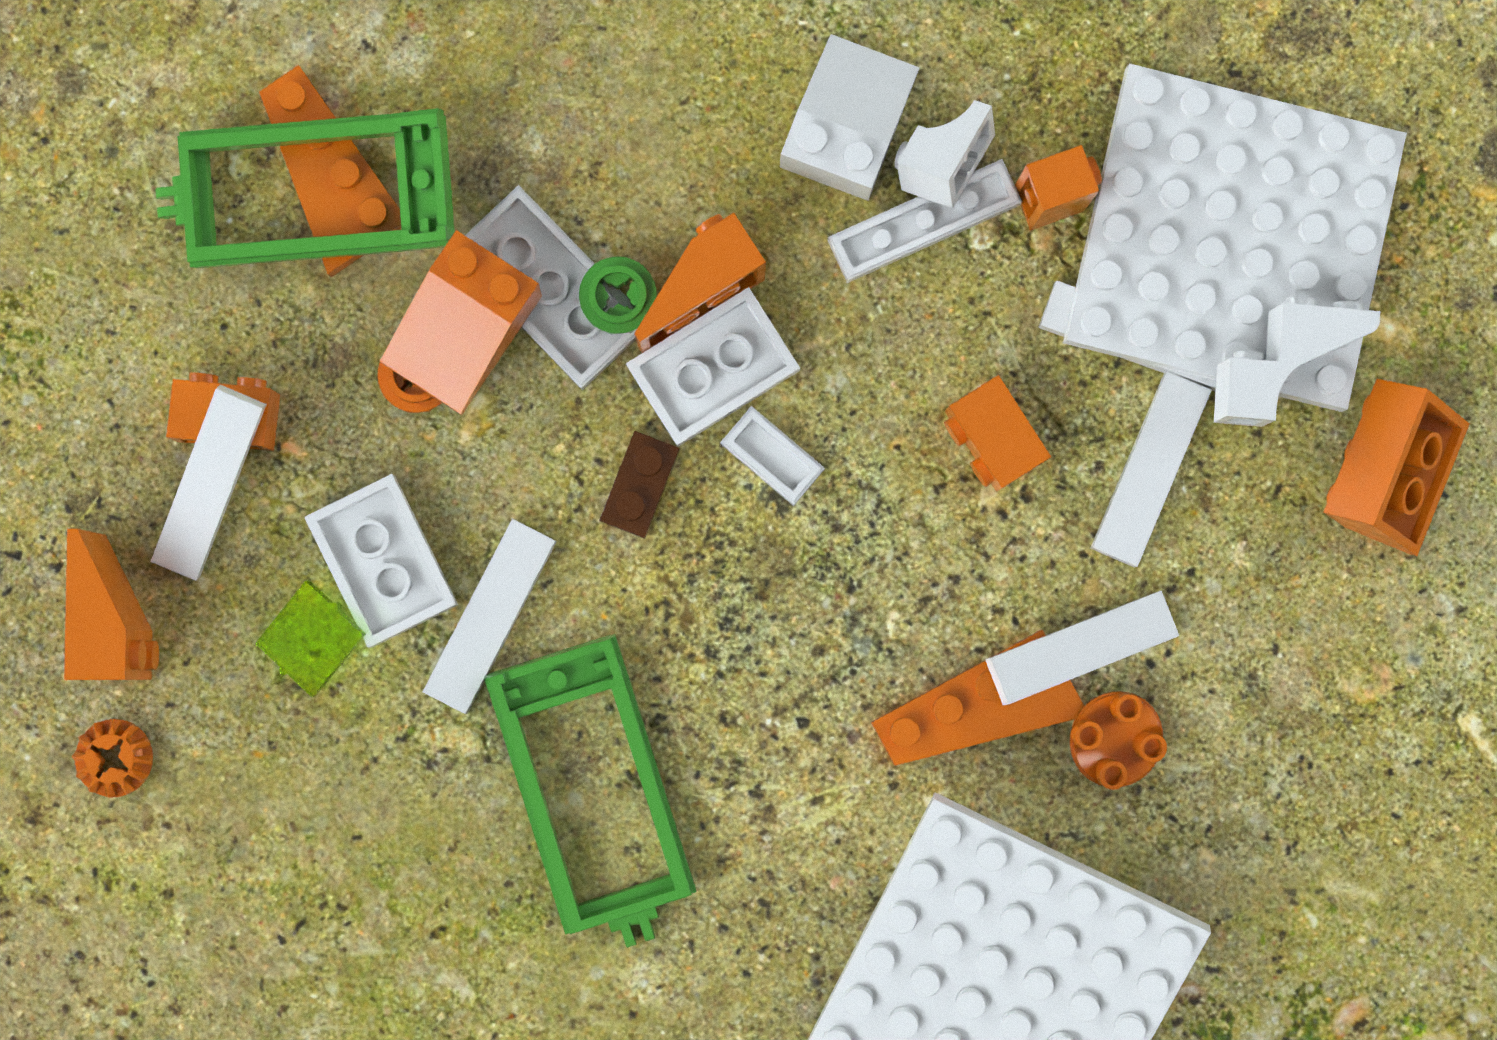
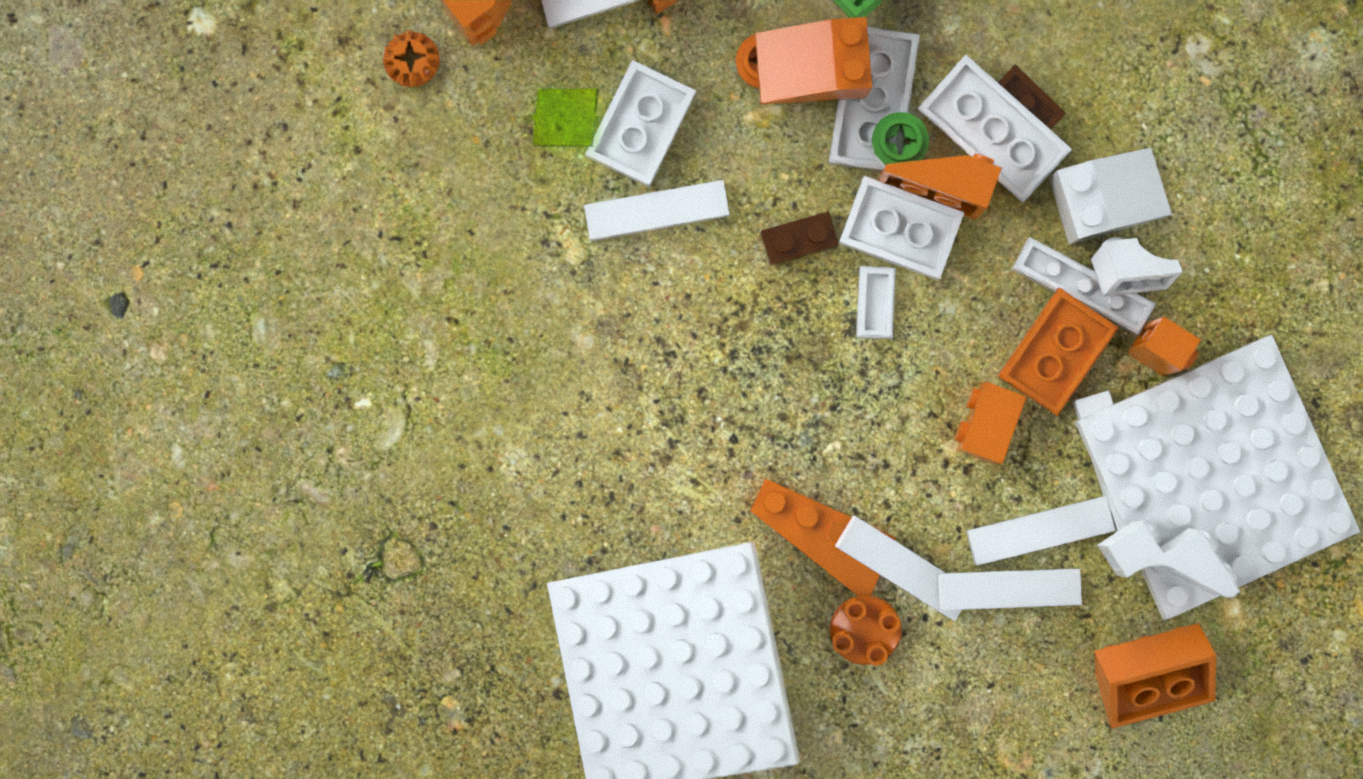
camera: 55 degrees right, 0 degrees up
(555, 681) = (649, 277): bright green animal -> none
(680, 182) = (995, 124): none -> white tile
(681, 125) = (1031, 96): none -> reddish brown plate
(974, 302) = (1058, 351): none -> orange tile
(1189, 551) = (1009, 589): none -> white tile

